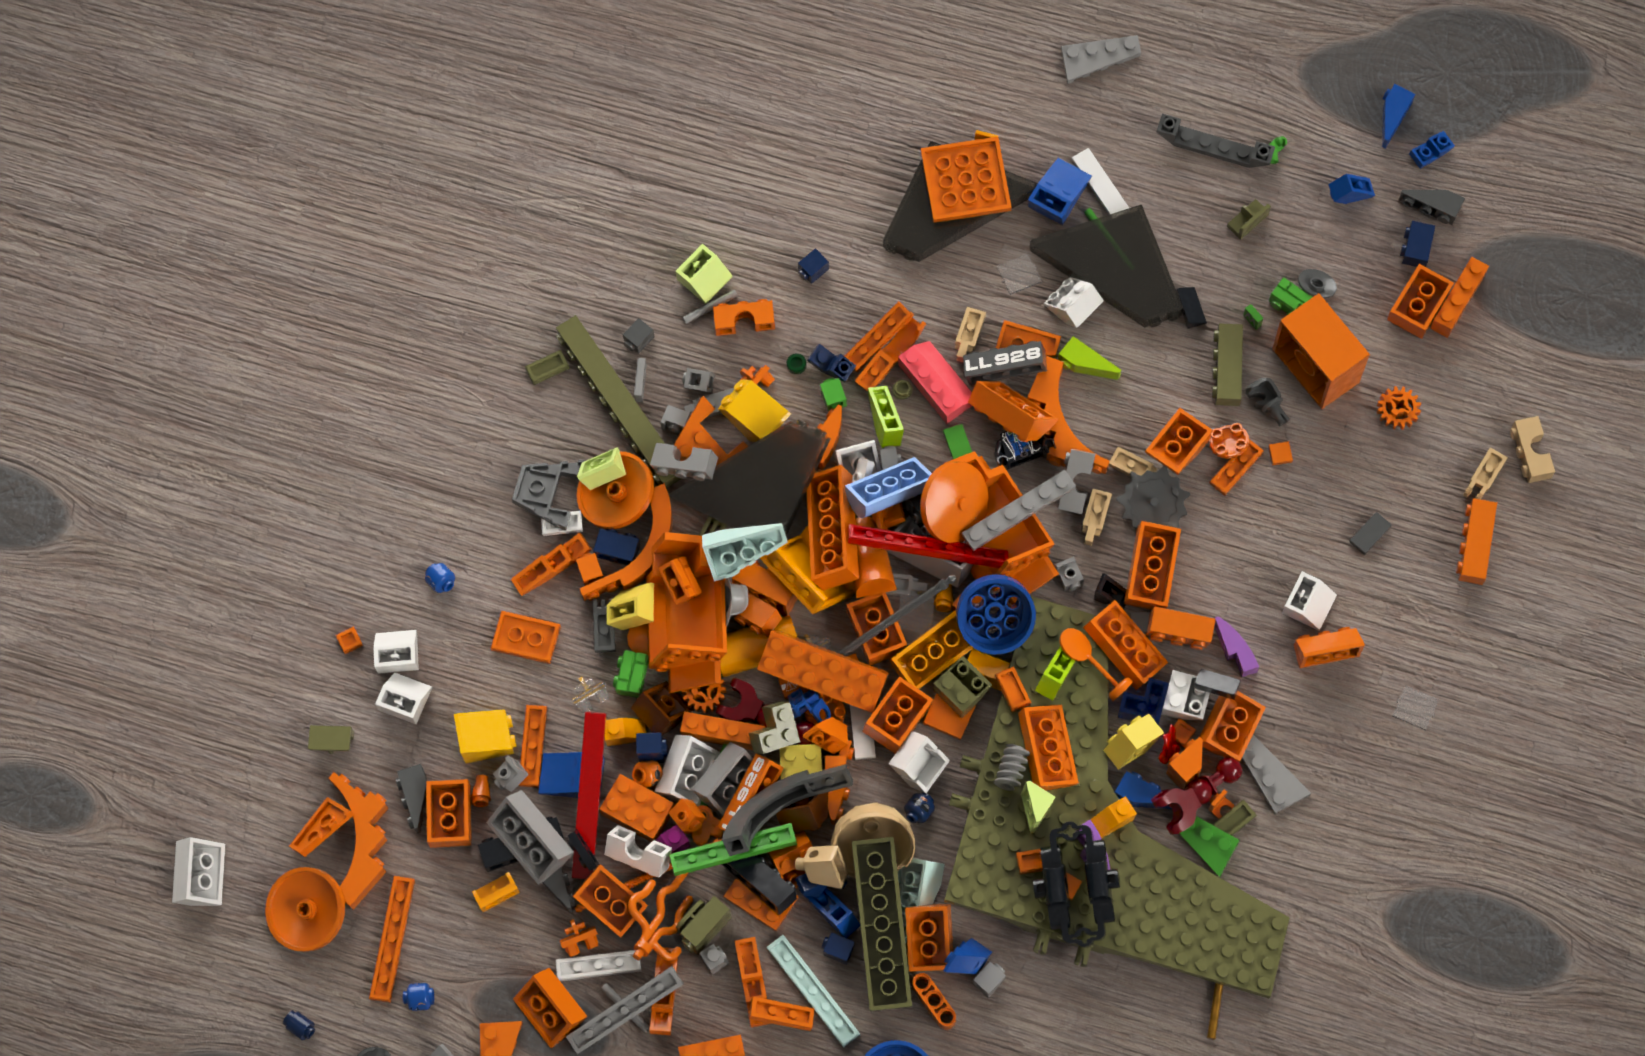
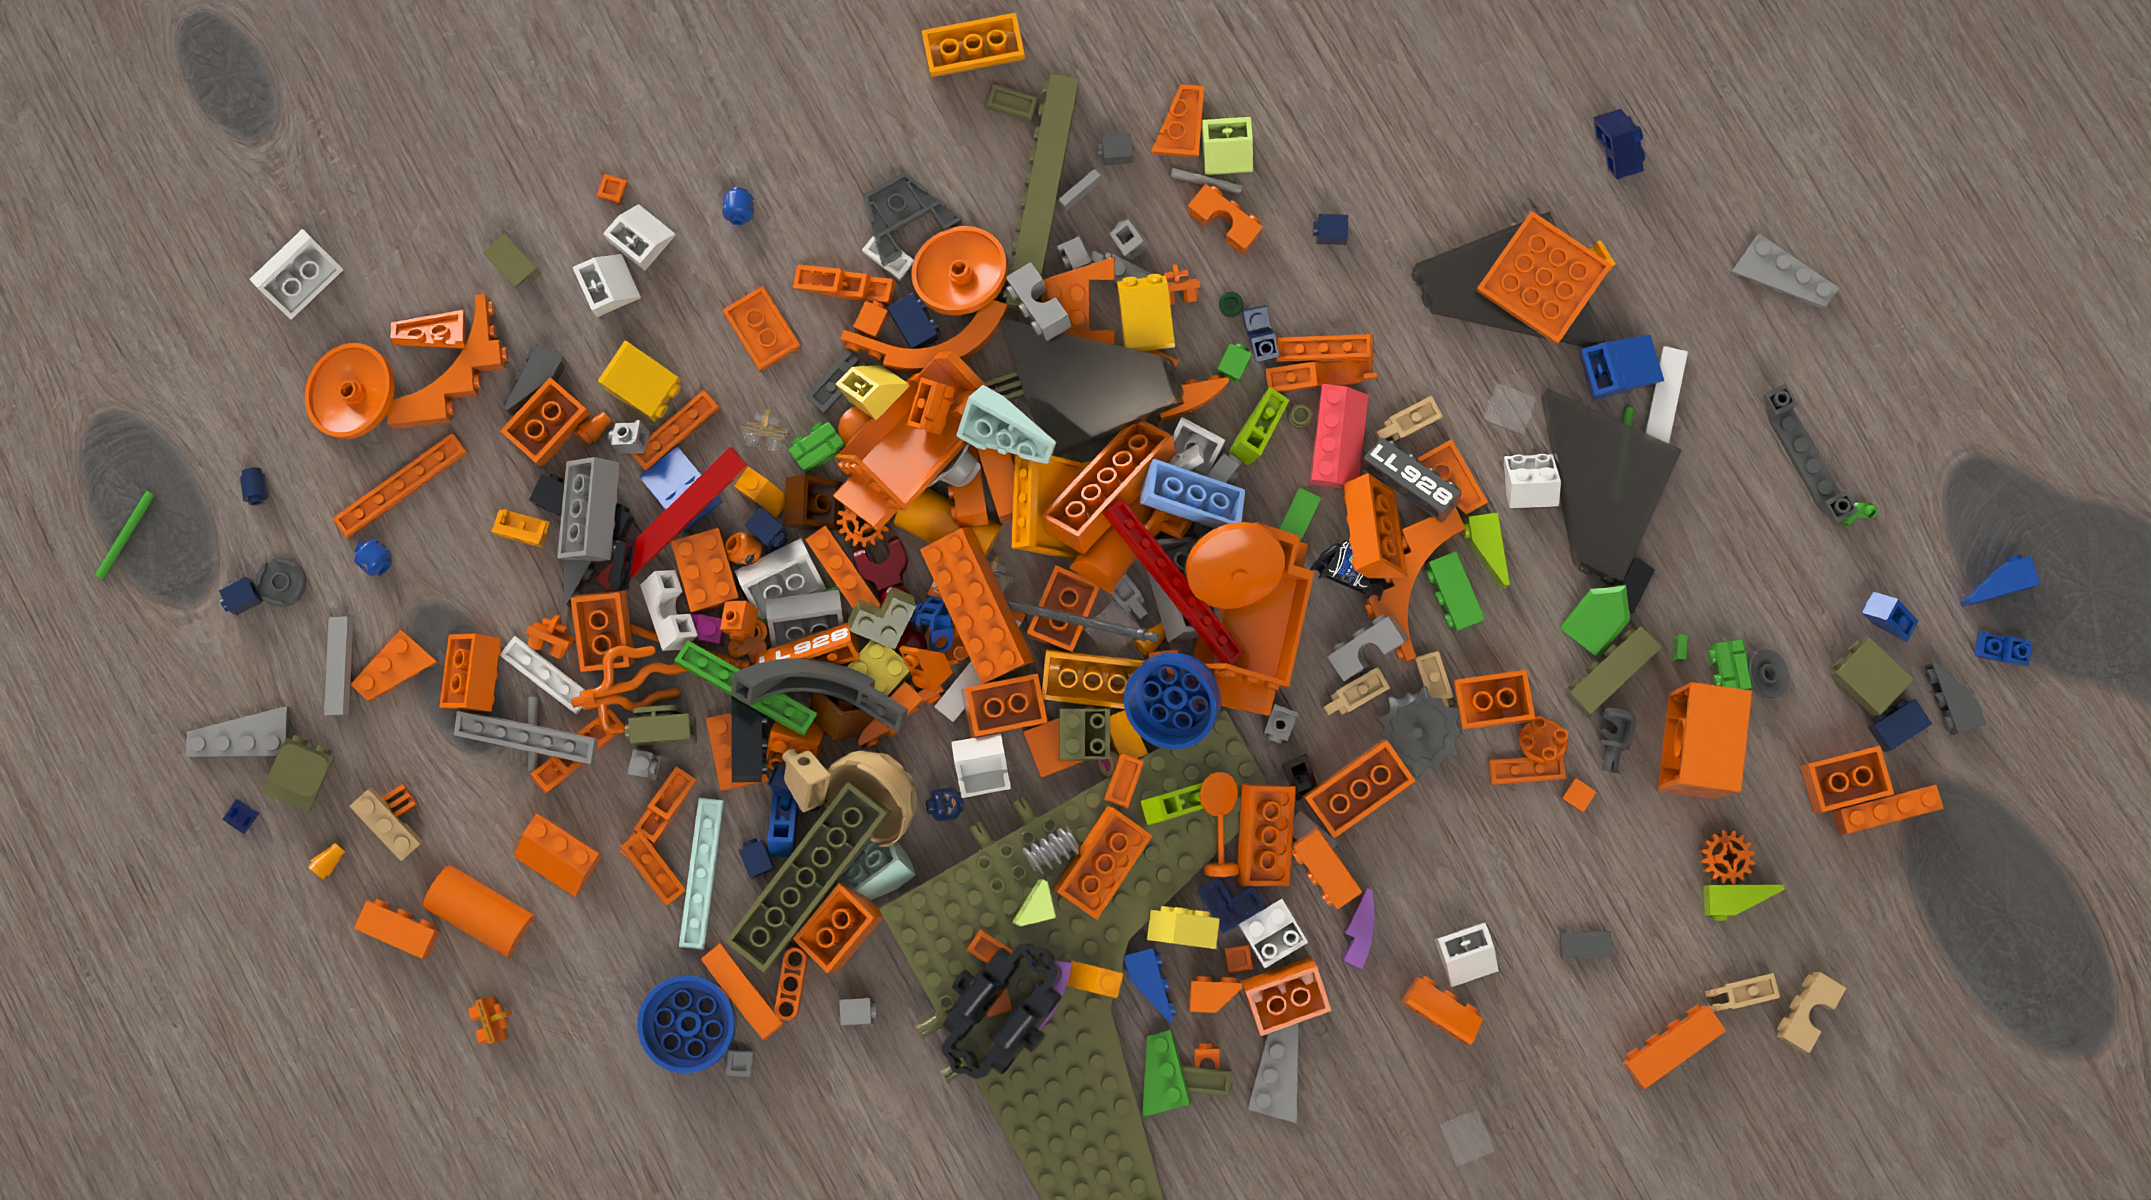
camera: 40 degrees right, 10 degrees up
(491, 354) = (973, 45): none -> light orange brick
(601, 469) = (964, 240): yellowish green slope -> none
(663, 286) = (1182, 126): none -> orange wing
(918, 1034) = (742, 991): none -> orange slope
(933, 65) = (1621, 143): none -> clear blue brick
(967, 958) = (852, 976): blue slope -> none
(994, 693) = (1107, 766): none -> tan tile
(1018, 510) = (1286, 627): light grey plate -> none
(1093, 405) = (1454, 592): none -> bright green brick
(1170, 745) = (1213, 963): red plate -> none
(1190, 342) = (1599, 618): none -> bright green tile
(1198, 792) = (1177, 1028): dark red piece -> none
(1217, 684) = (1306, 951): slope -> none
(1248, 218) = (1768, 553): olive panel -> none
(1375, 232) = (1870, 677): none -> olive brick
(1424, 429) = (1731, 900): none -> lime slope

